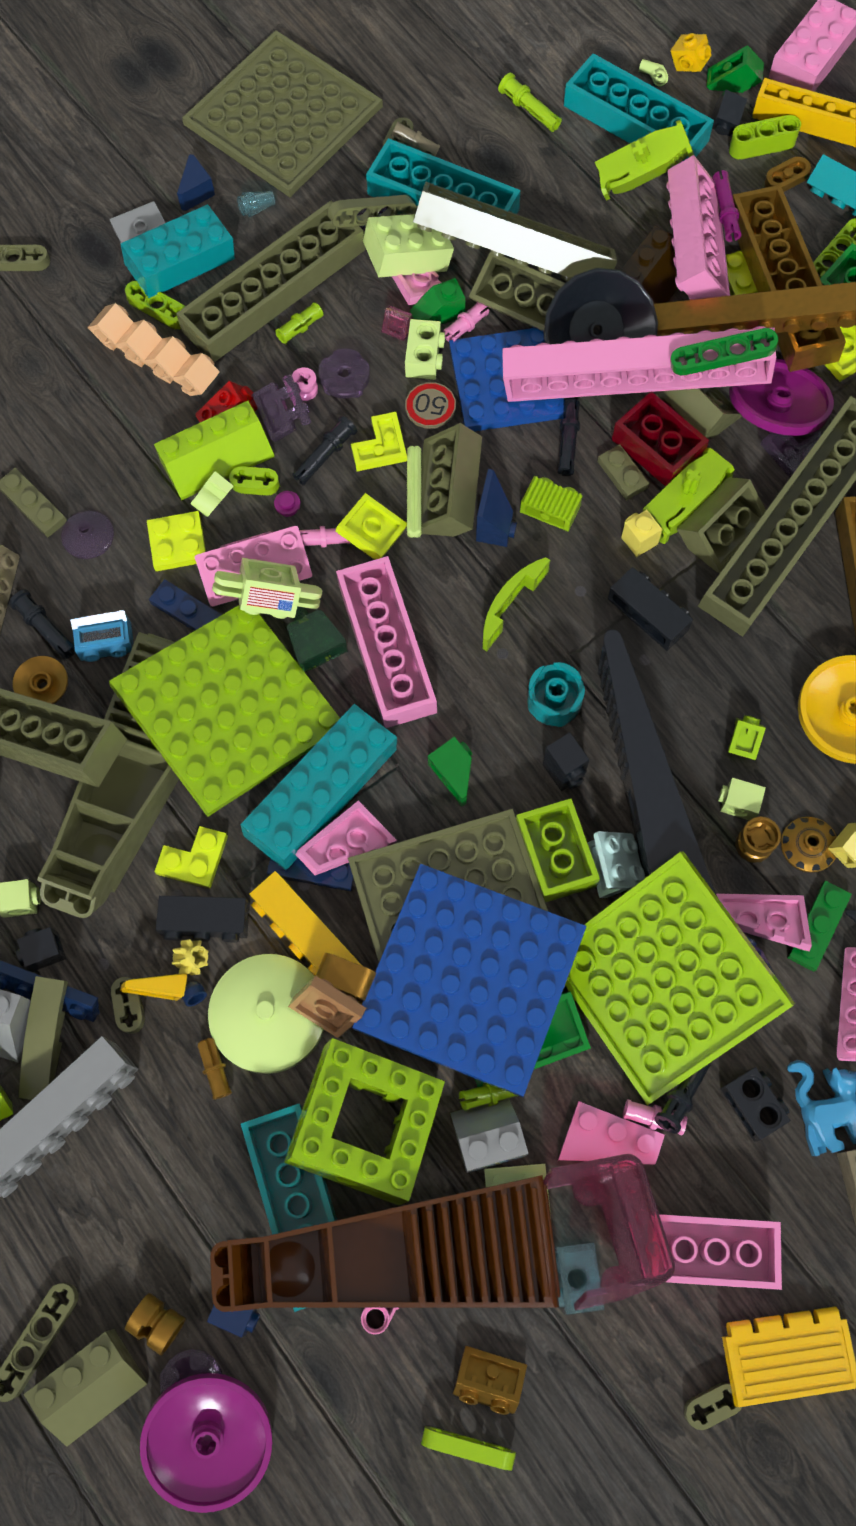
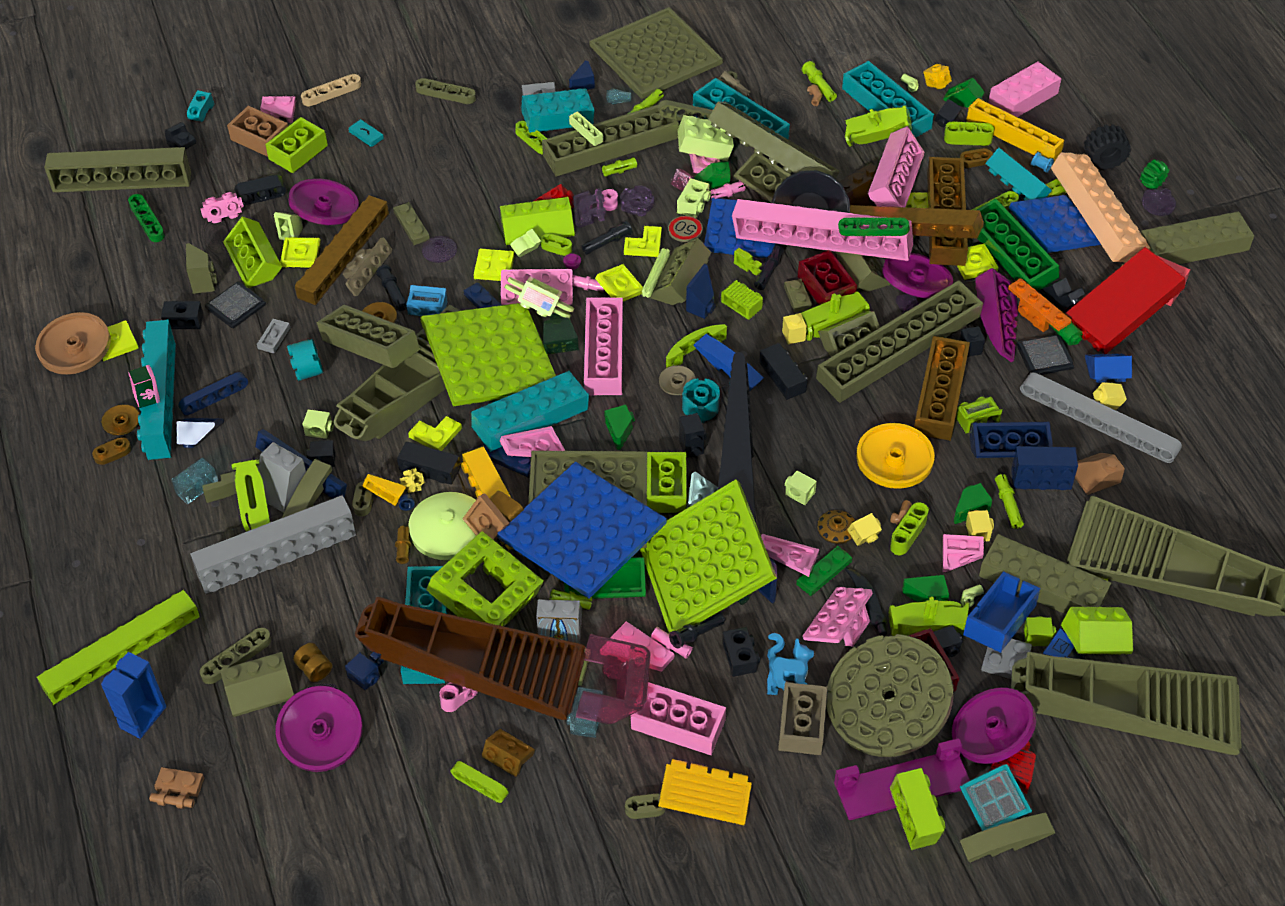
camera: 15 degrees right, 20 degrees down
(145, 346) = (515, 156): light nougat brick -> none
(234, 277) = (585, 128): none -> yellowish green piece
(300, 205) = (649, 101): none -> lime pin
(508, 656) = (674, 379): none -> dark tan dish
(527, 118) = (814, 90): none -> medium nougat arm
(532, 436) = (744, 261): none -> lime plate
(564, 613) = (722, 357): none -> blue slope
(728, 213) = (922, 166): magenta pin -> none
(746, 737) = (817, 455): lime bracket -> none
(760, 833) = (800, 510): pearl gold wheel -> none

